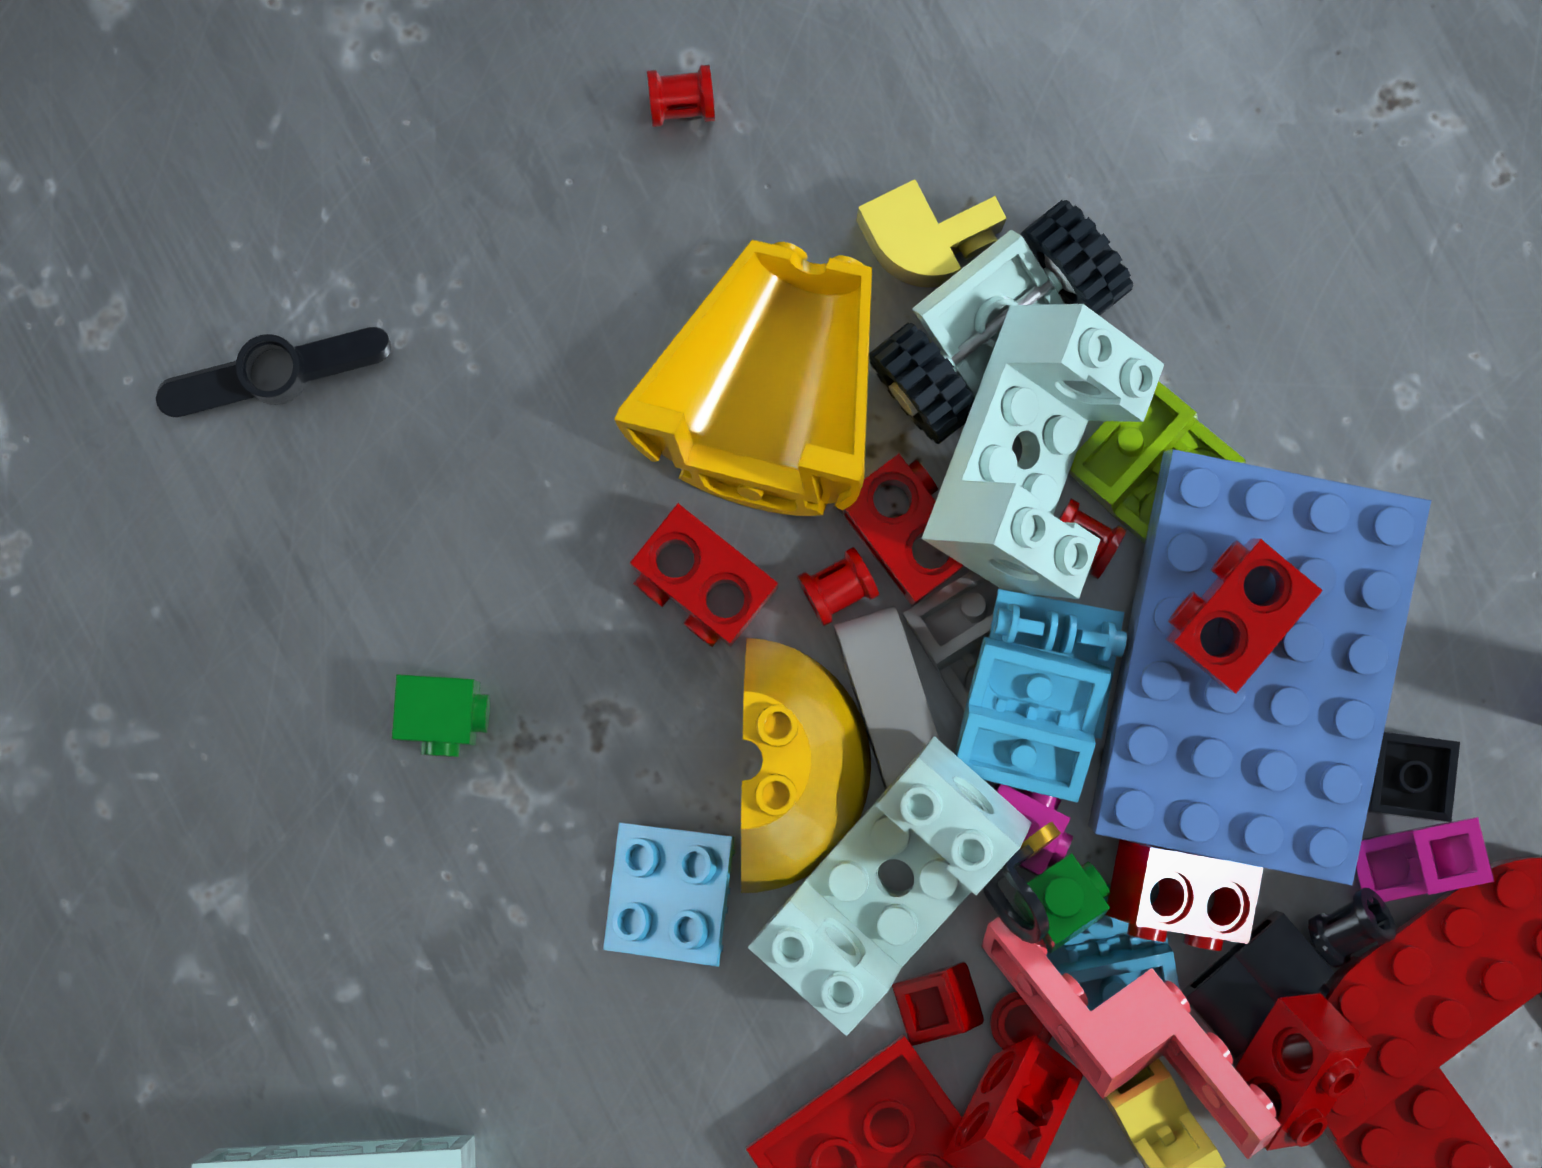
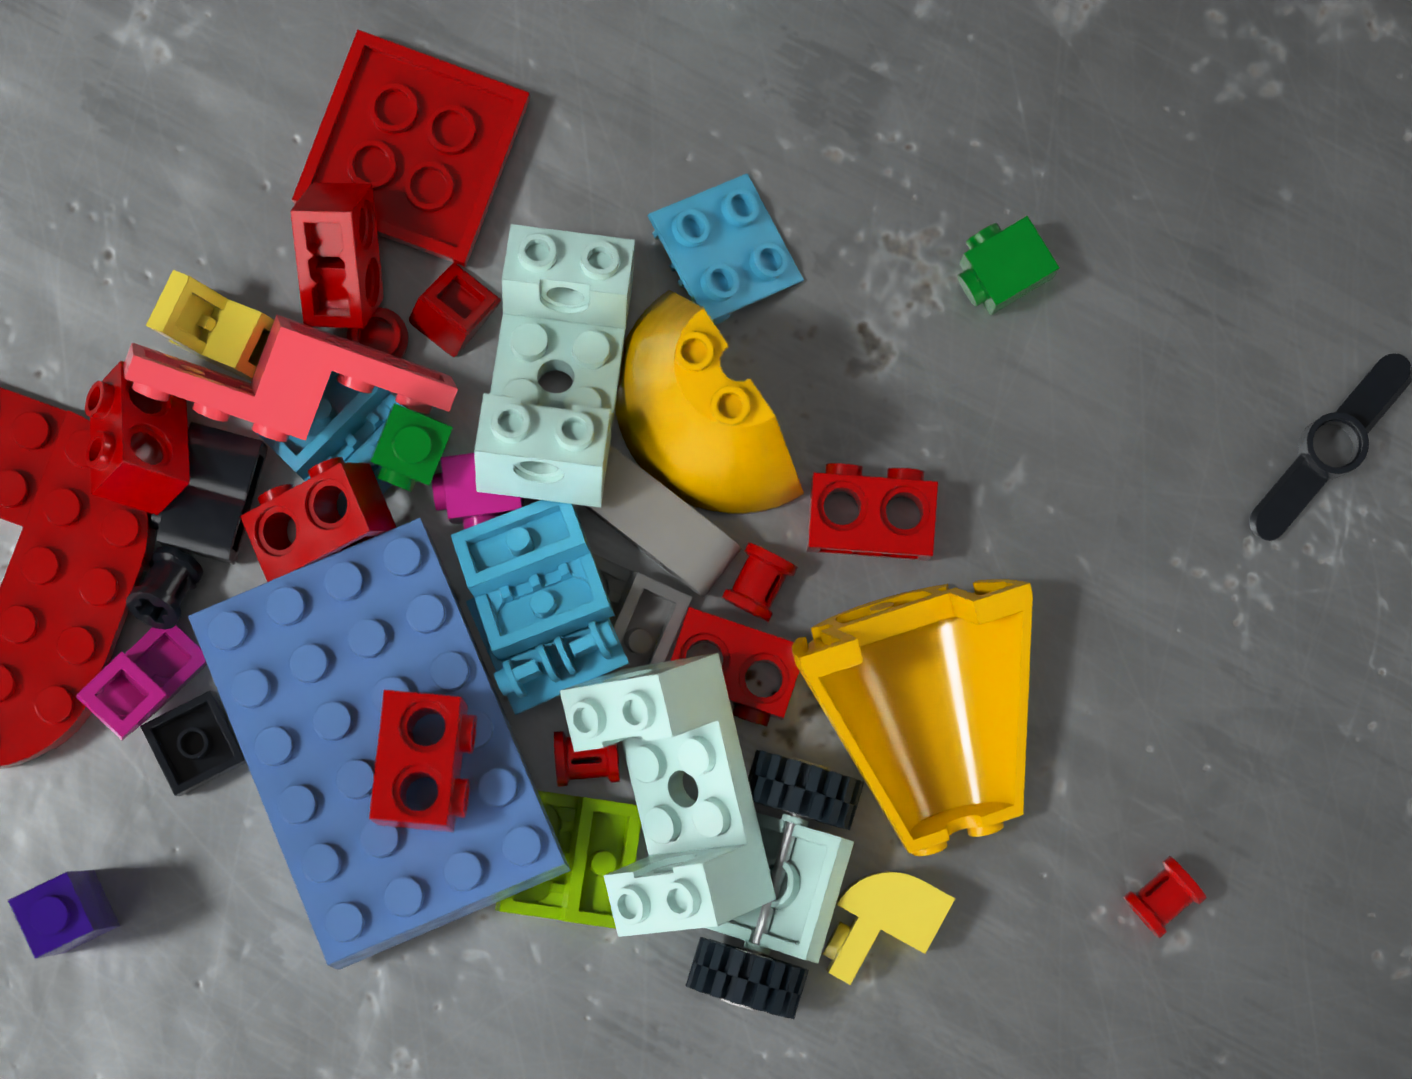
camera: 145 degrees right, 0 degrees up
(999, 902) = (418, 405): black piece -> none

